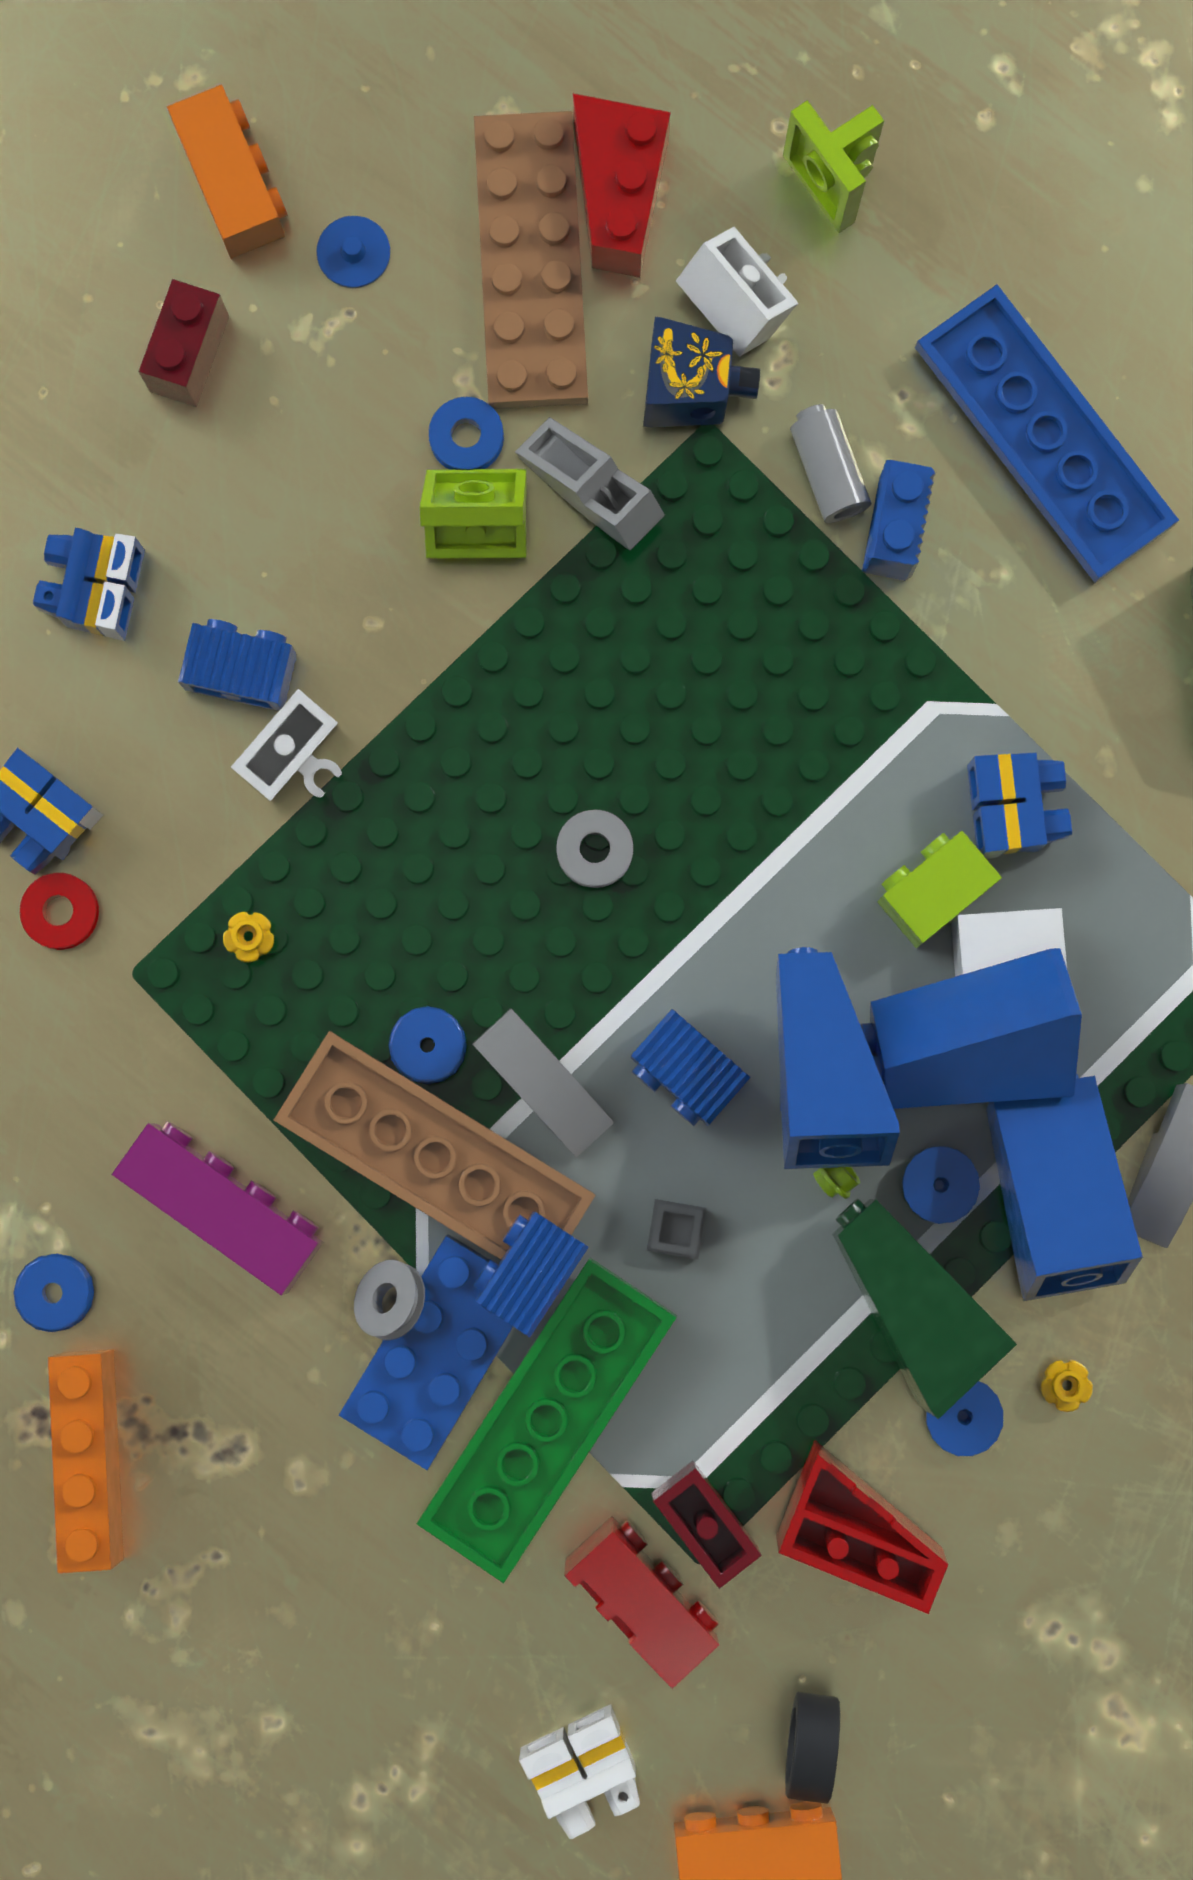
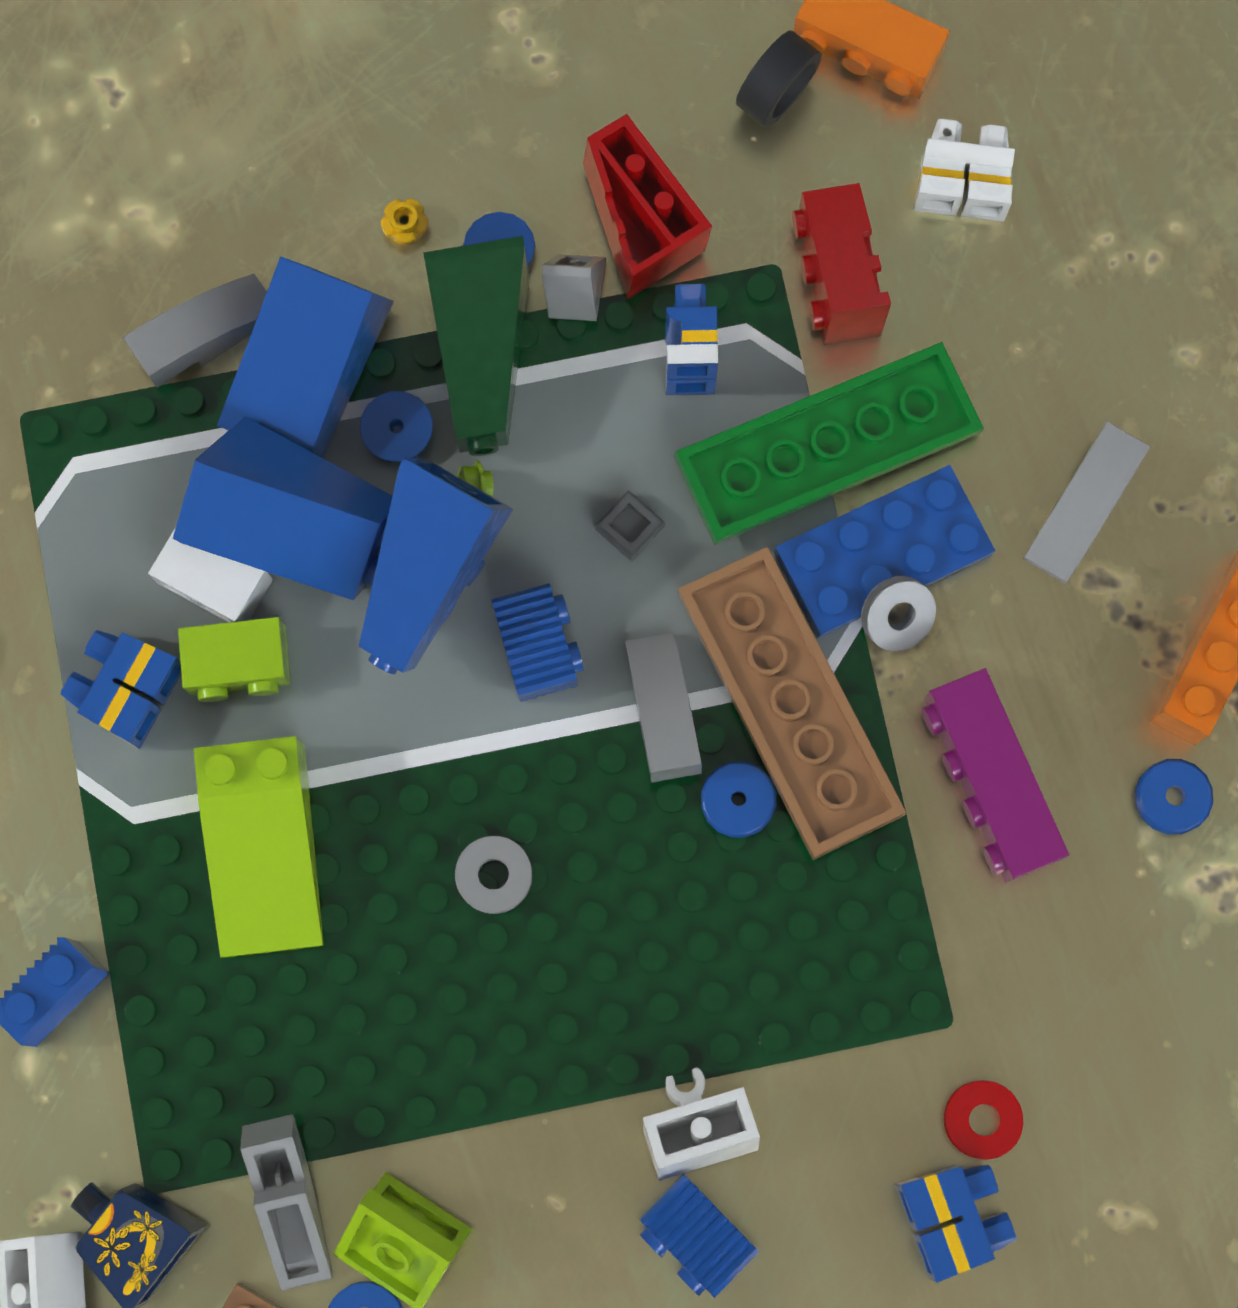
camera: 145 degrees left, 5 degrees down
(262, 937) = (833, 1000): yellow plate -> none
(282, 1513) = (1086, 502): none -> light grey slope
(529, 1273) = (771, 555): blue brick -> none
(706, 1524) = (754, 282): dark red brick -> none
(724, 1436) = (691, 343): none -> blue hips
(806, 745) = (259, 845): none -> lime slope
(829, 463) = (70, 1083): light grey brick -> none
(871, 1421) = (573, 286): none -> light grey slope

